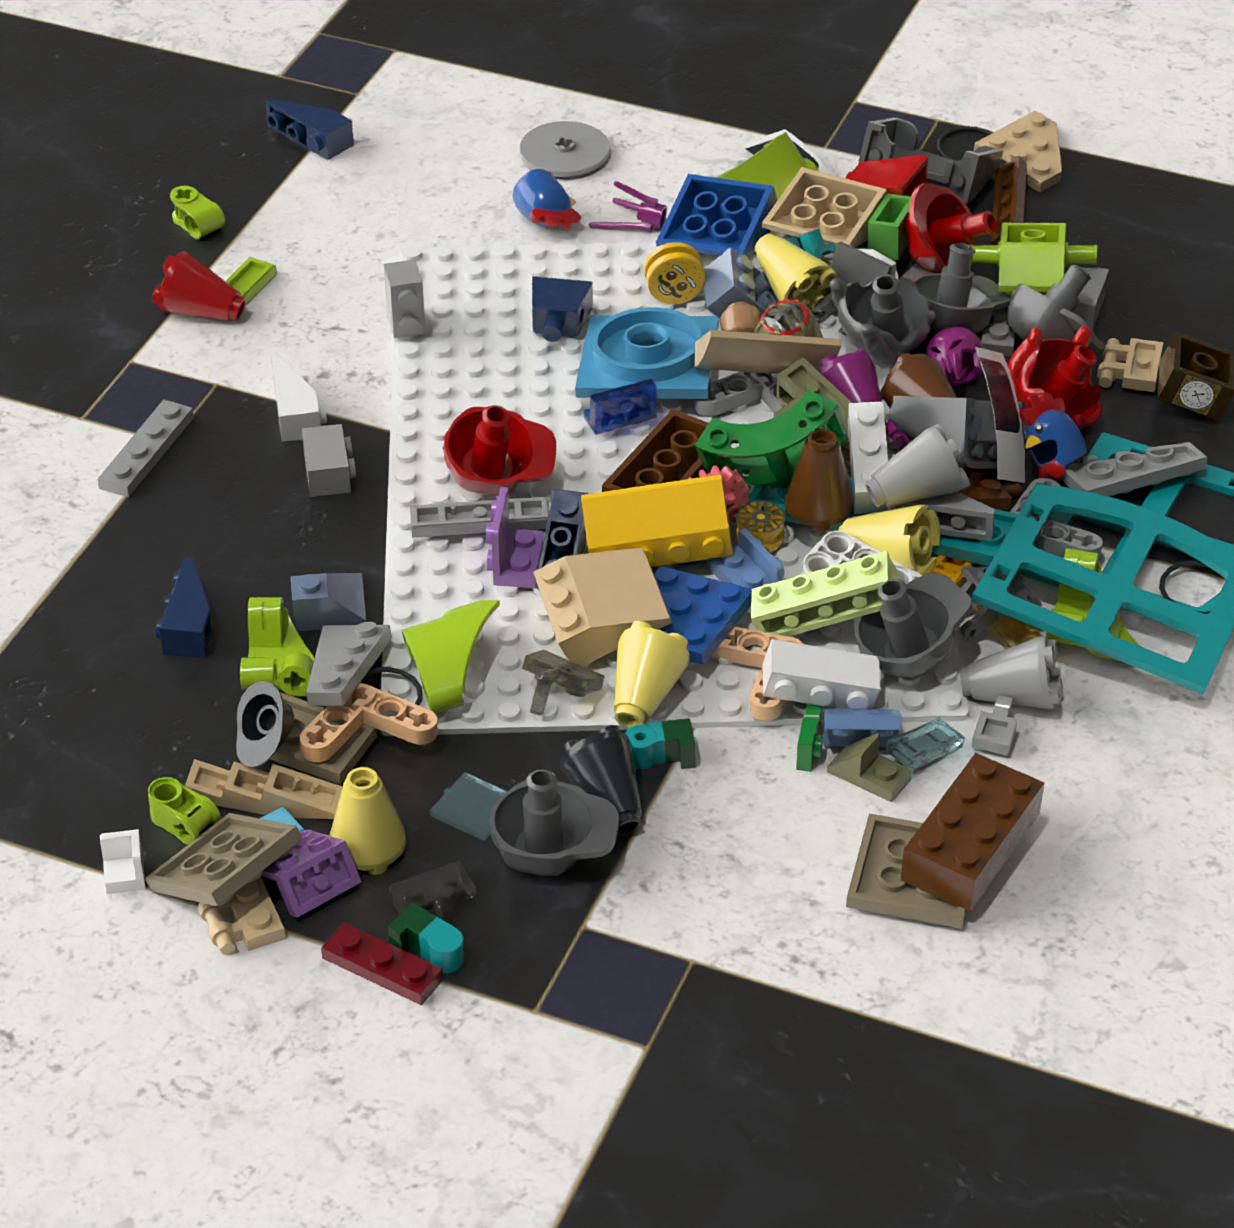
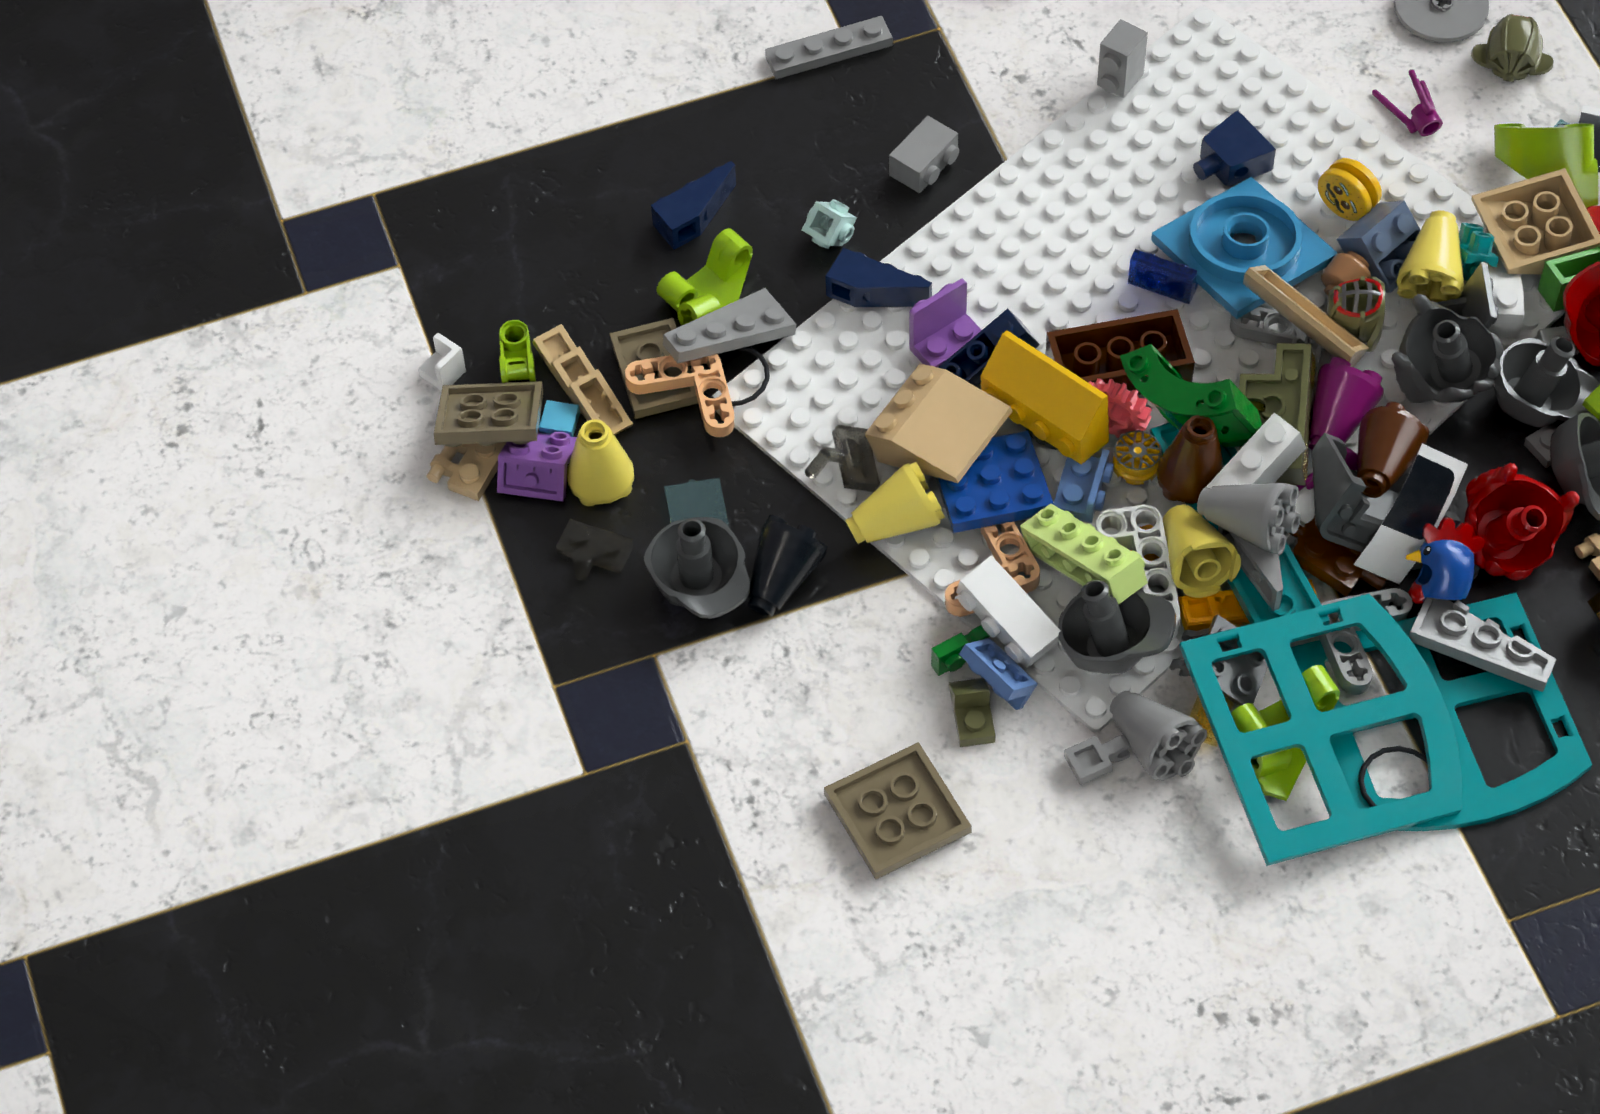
camera: 50 degrees right, 15 degrees up
(262, 723) = (620, 337): piece -> none
(295, 401) = (955, 94): white slope -> none
(321, 533) = (829, 224): none -> light aqua brick
(327, 600) = (790, 267): sand blue slope -> none
(382, 963) = (505, 570): dark red plate -> none
(412, 558) = (870, 283): none -> dark blue slope
(428, 938) = (547, 587): leg -> none
(444, 651) = (792, 370): lime panel -> none
(473, 516) = (982, 301): light grey plate -> none
(497, 450) = (1021, 243): red piece -> none
(544, 200) = (1349, 48): blue piece -> none
(653, 138) = (1514, 49): none -> olive piece
(663, 743) = (861, 567): leg -> none
(718, 215) = (1453, 162): blue slope -> none
(925, 743) = (1031, 725): clear light blue tile -> none
(957, 354) = (1474, 432): magenta helmet -> none
(972, 831) = (951, 818): reddish brown brick -> none

